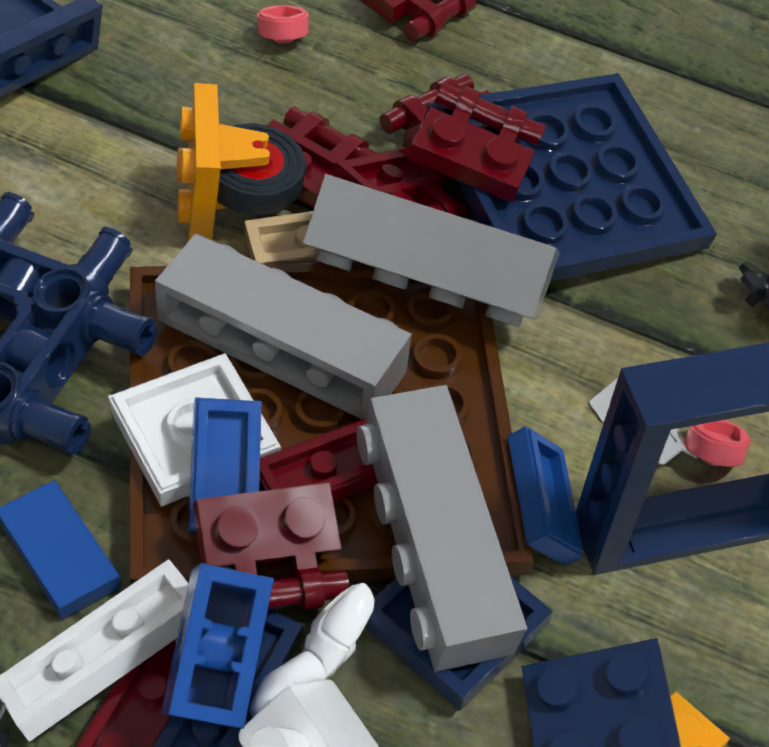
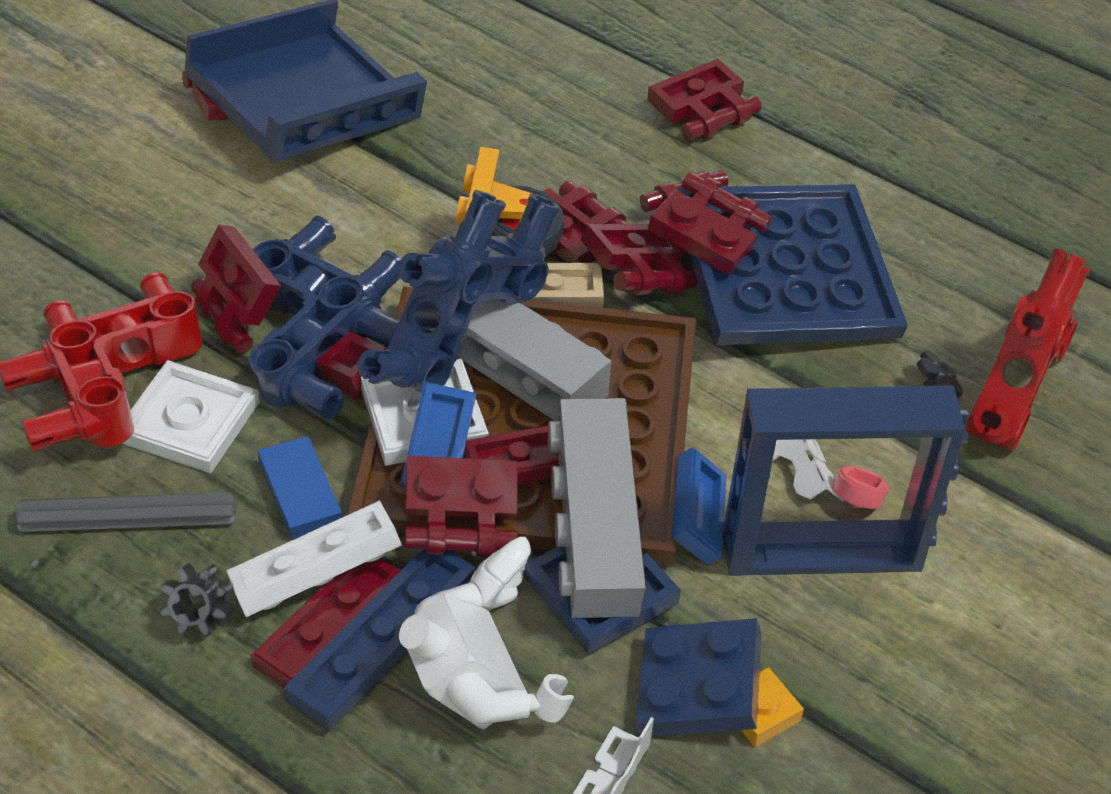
camera: 15 degrees right, 5 degrees down
(91, 375) = (341, 363): none -> dark red tile
(214, 265) = (455, 281): none -> dark blue pin
(217, 646) = (396, 560): blue brick -> none
(283, 23) = (578, 113): coral tile -> none
(432, 248) = (649, 300): light grey brick -> none

